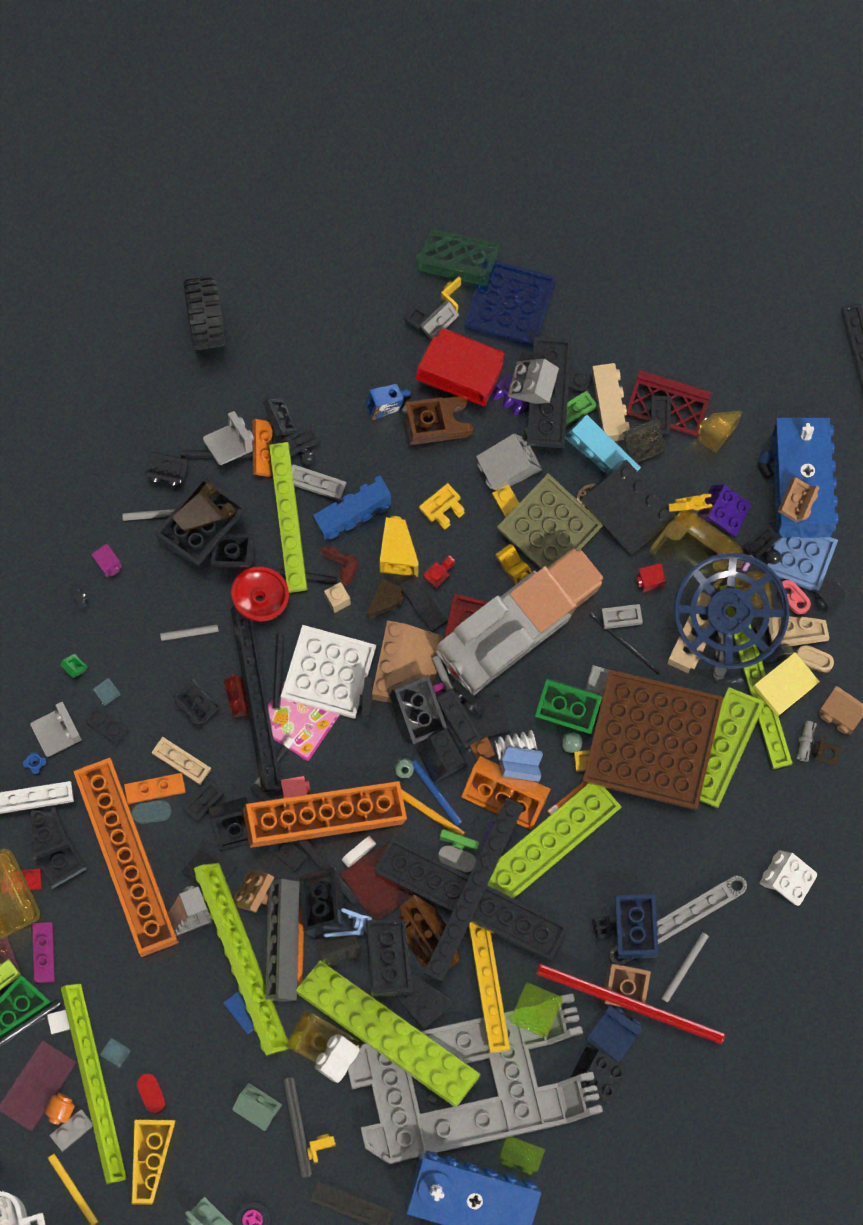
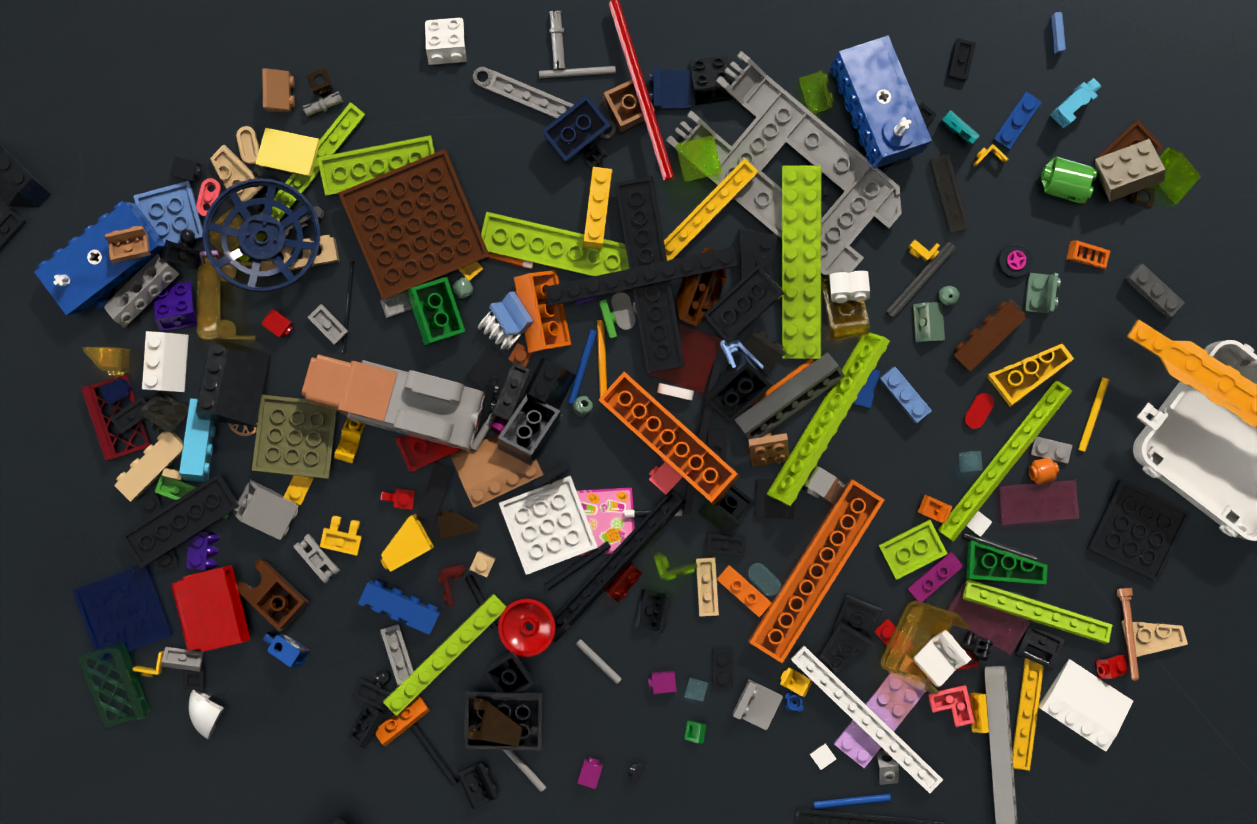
camera: 125 degrees left, 15 degrees up
(49, 774) = (796, 681): none -> yellow bracket
(80, 950) = (912, 549): none -> lime plate
(99, 993) = (935, 509): none -> orange bracket
(133, 669) = (662, 682): none -> magenta brick
(207, 1150) = (990, 334): none -> reddish brown wedge
(212, 1039) = (904, 394): none -> medium blue brick
(221, 732) = (662, 564): none -> clear neon green bracket
(230, 441) = (416, 751): light grey bracket -> none
(269, 1143) = (944, 295): none -> sand green piece
(385, 305) = (203, 713): none -> white brick
(440, 475) = (316, 558): none -> light grey plate
(533, 381) = (181, 538): light grey slope -> none
(558, 897) = (597, 208): none -> yellow brick
(593, 412) = (172, 473): none -> tan tile
(684, 469) = (165, 361): none -> white slope
(689, 416) = (116, 391): none -> clear blue brick
(692, 502) = (192, 335): yellow plate -> none
(724, 970) = (557, 40): none -> light grey pin
(755, 490) = (140, 290): none -> light grey brick

